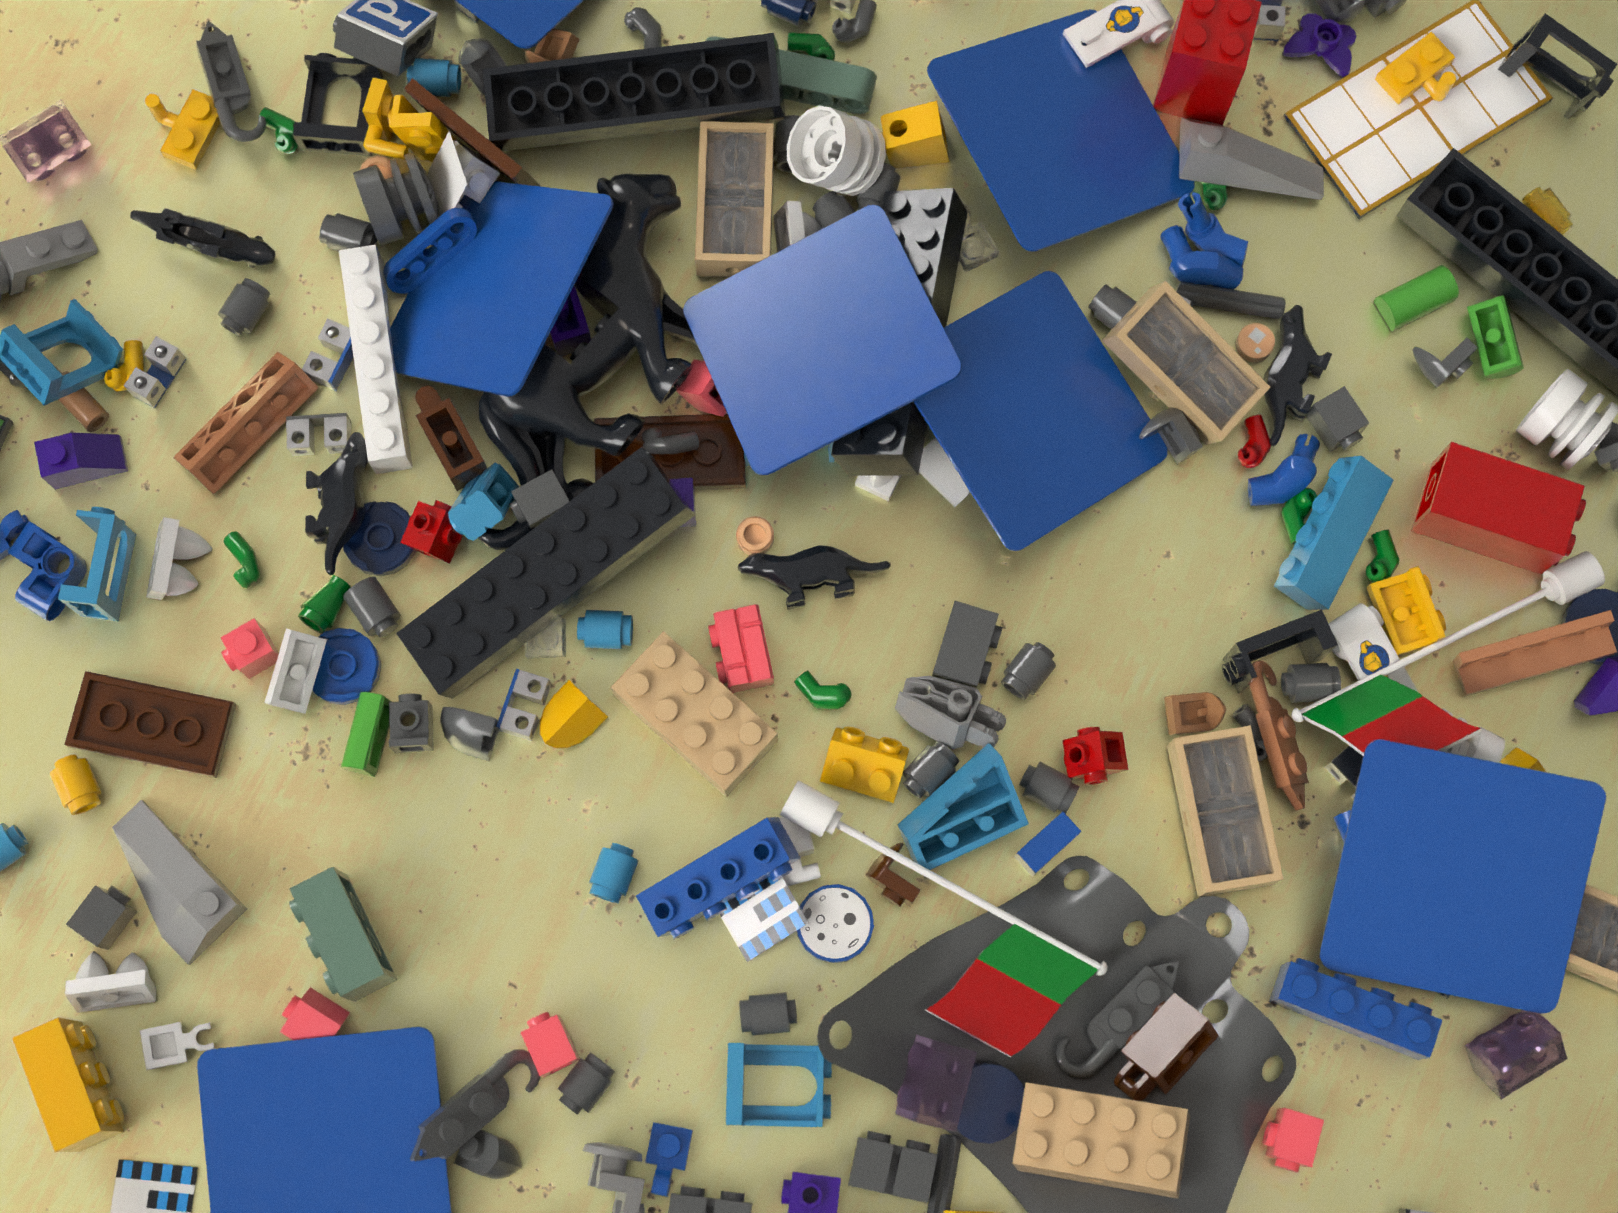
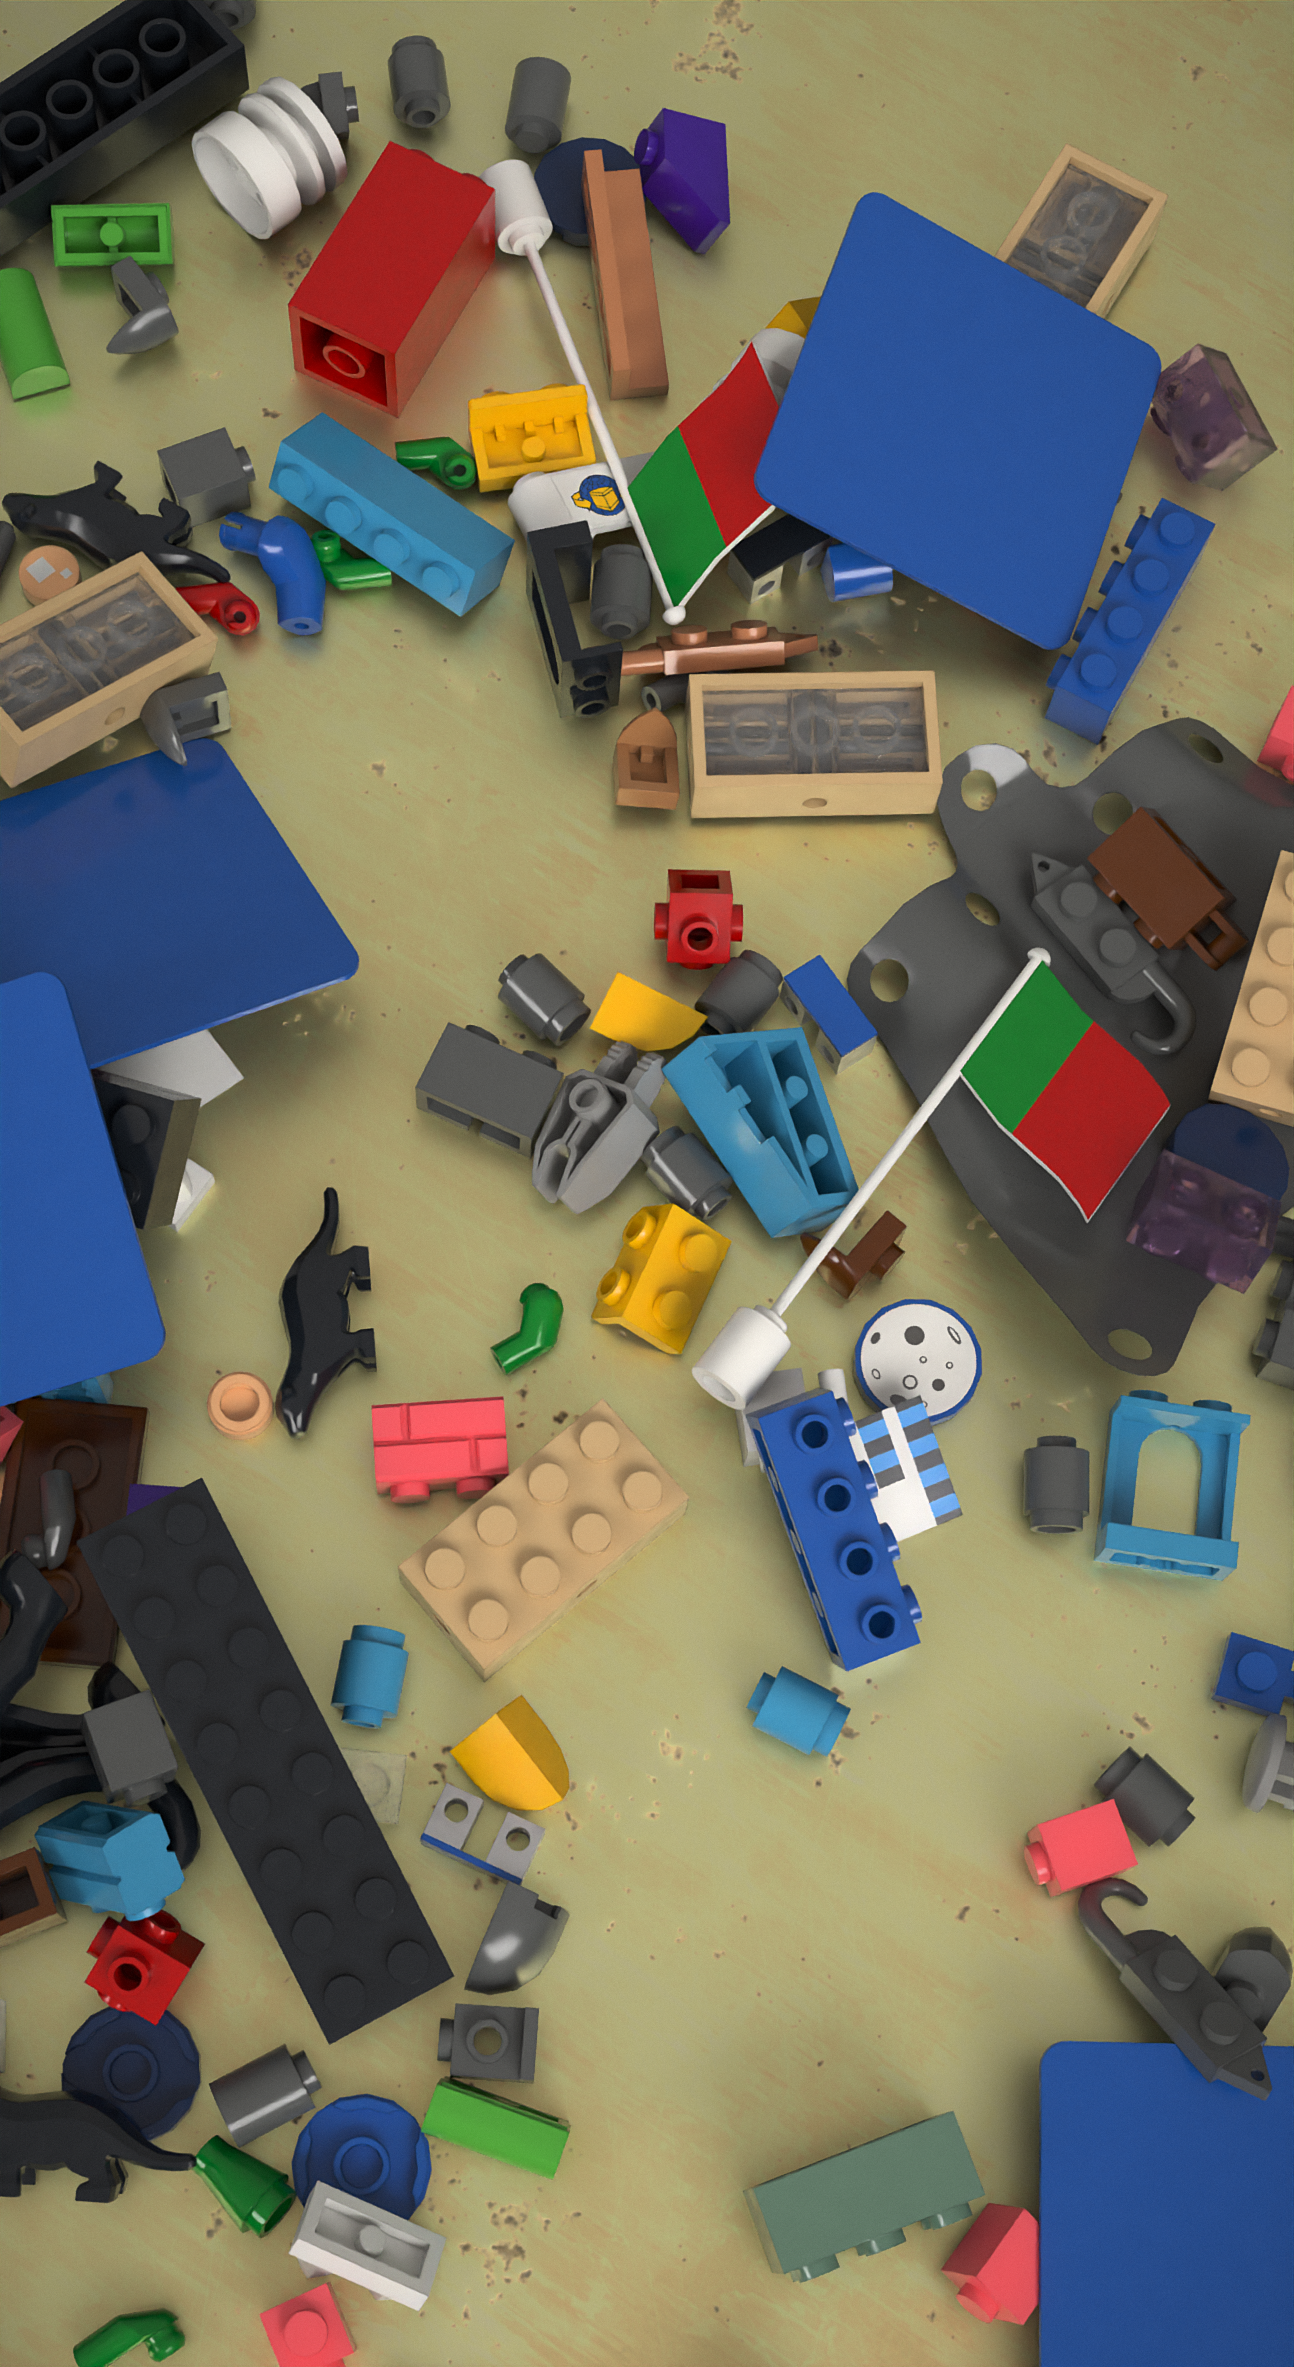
camera: 90 degrees left, 5 degrees down
(1027, 731) = (644, 1016): none -> yellow brick

